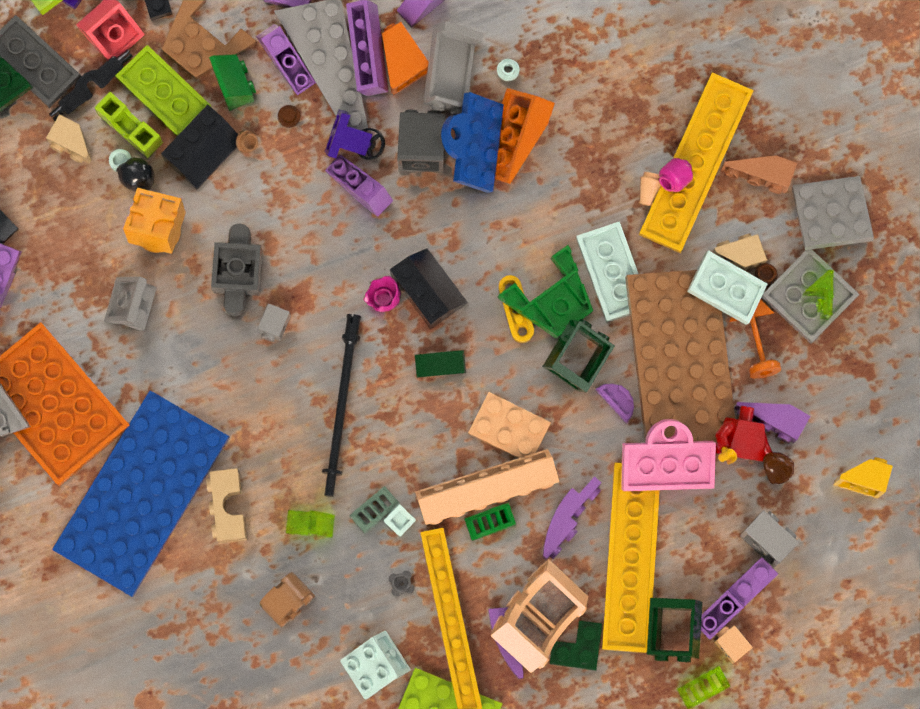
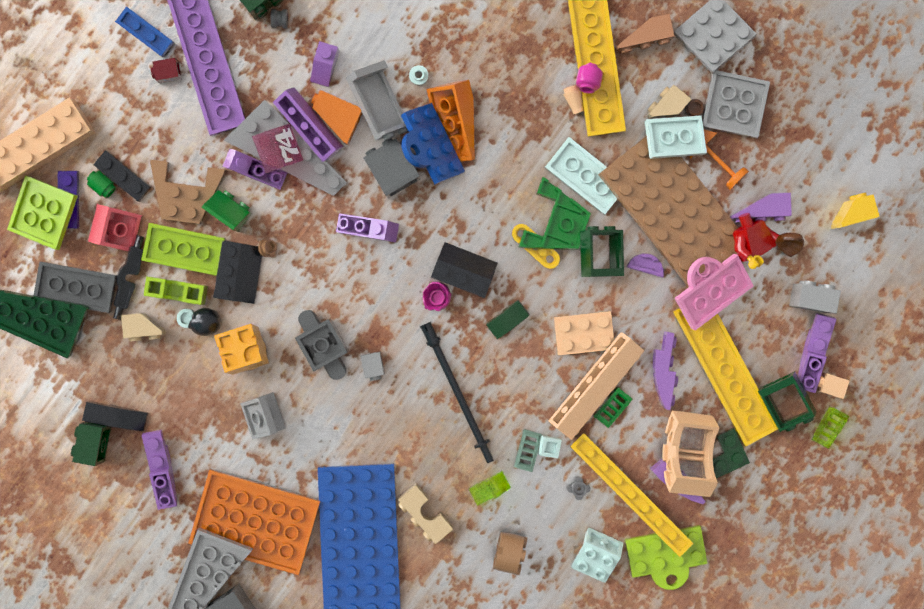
camera: 30 degrees left, 10 degrees up
(289, 116) = (284, 209): reddish brown plate -> none
(321, 49) = (277, 148): none -> clear pink slope
(352, 138) = (340, 199): dark purple piece -> none
(824, 289) = (745, 93): clear neon green slope -> none

